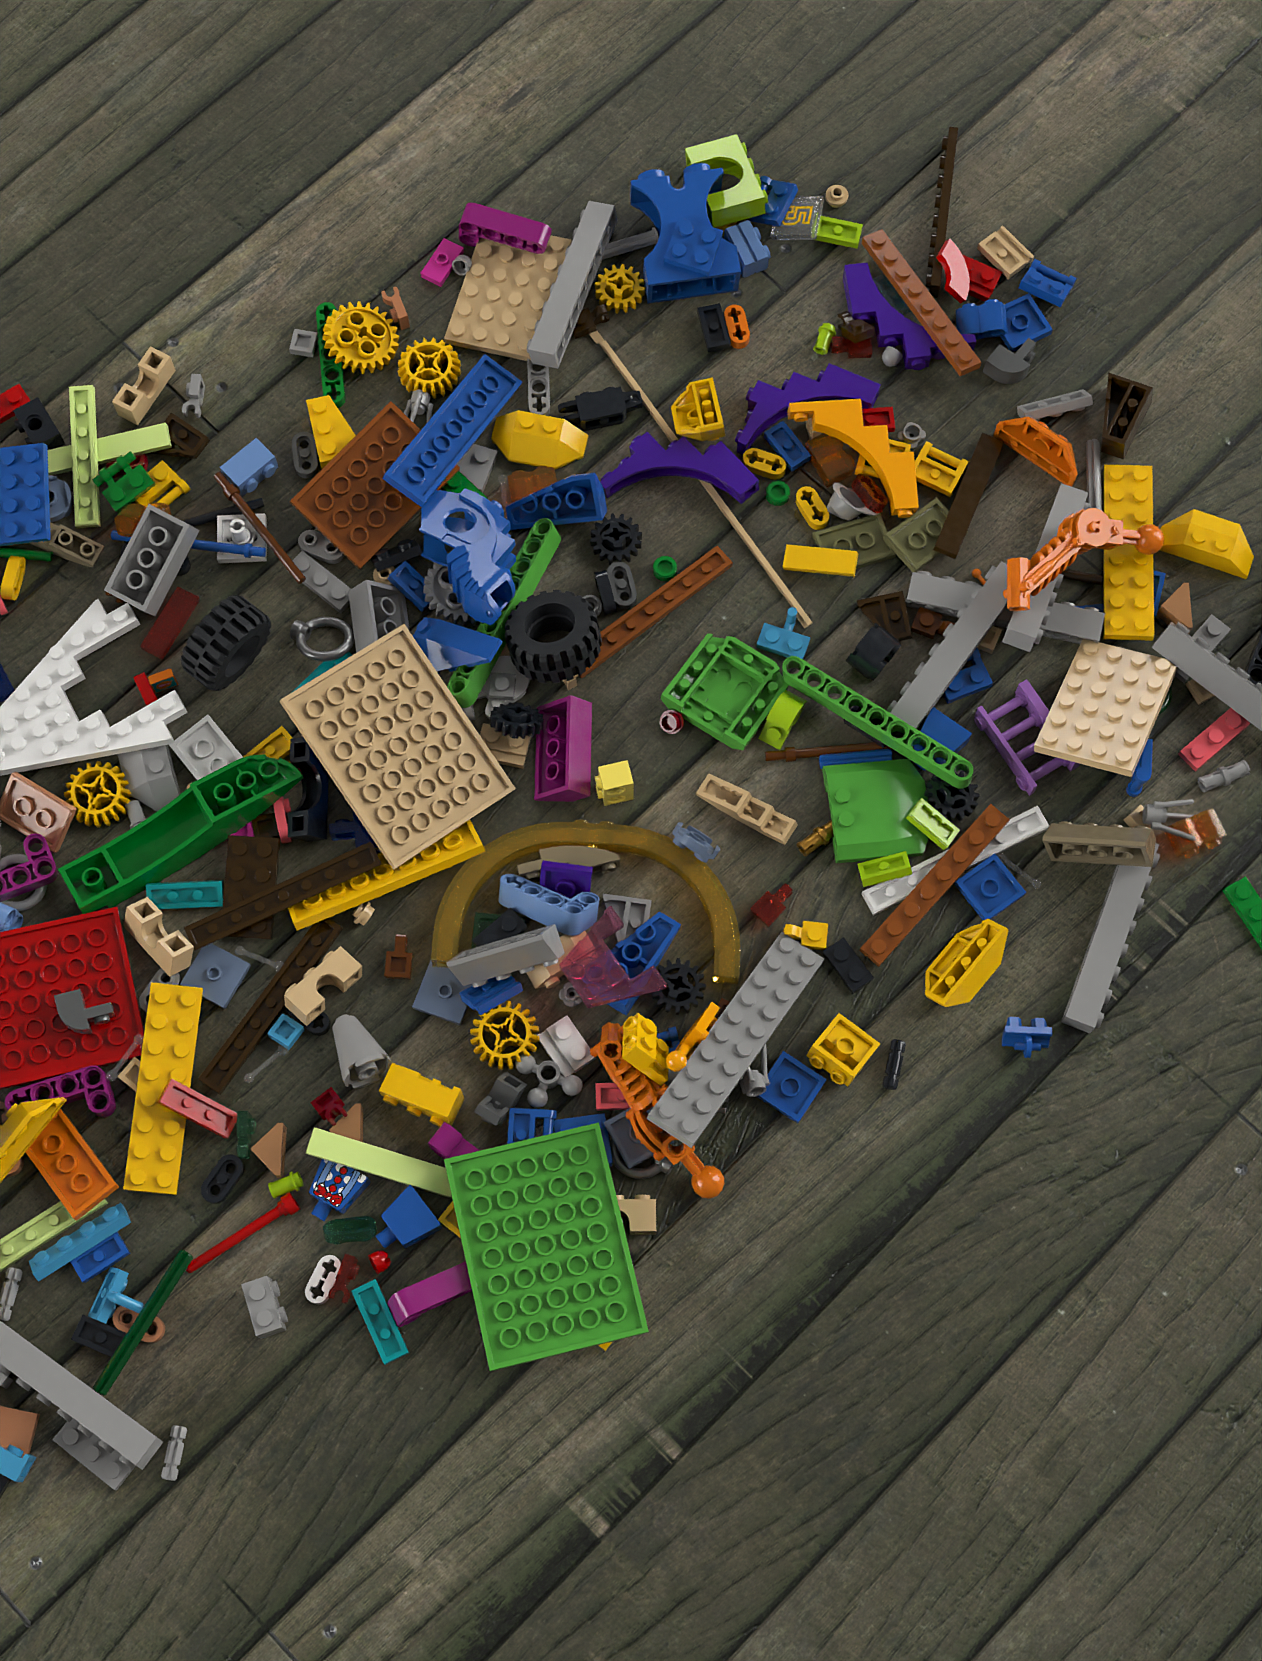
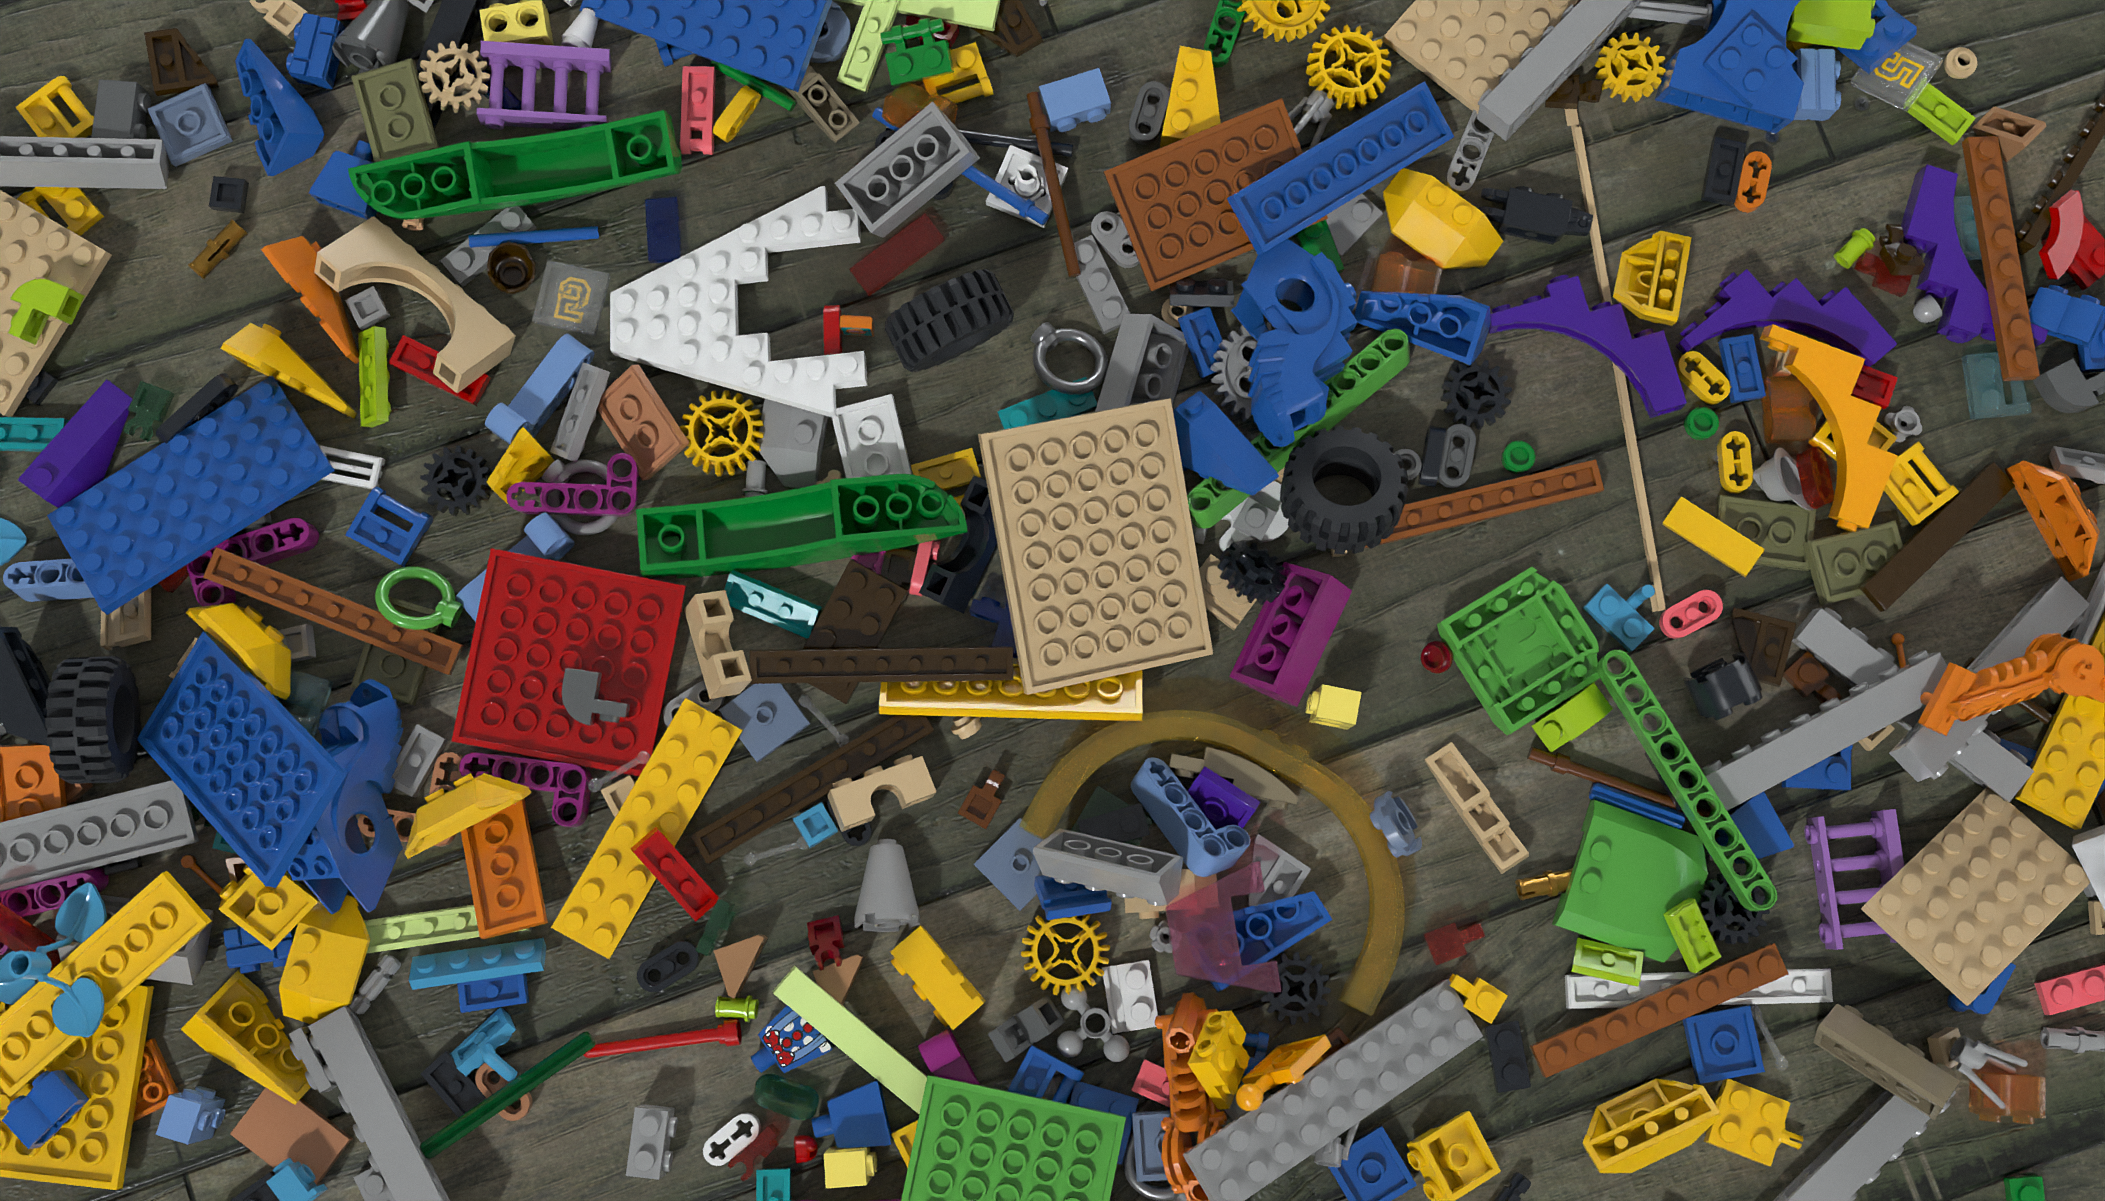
camera: 25 degrees right, 10 degrees up
(417, 1252) = (849, 1166): none -> light yellow brick
(830, 619) = (1689, 614): none -> coral plate
(891, 221) = (2012, 129): none -> medium nougat slope
(955, 390) = (1986, 389): none -> clear light blue plate
(1034, 932) = (1750, 1123): none -> yellow plate

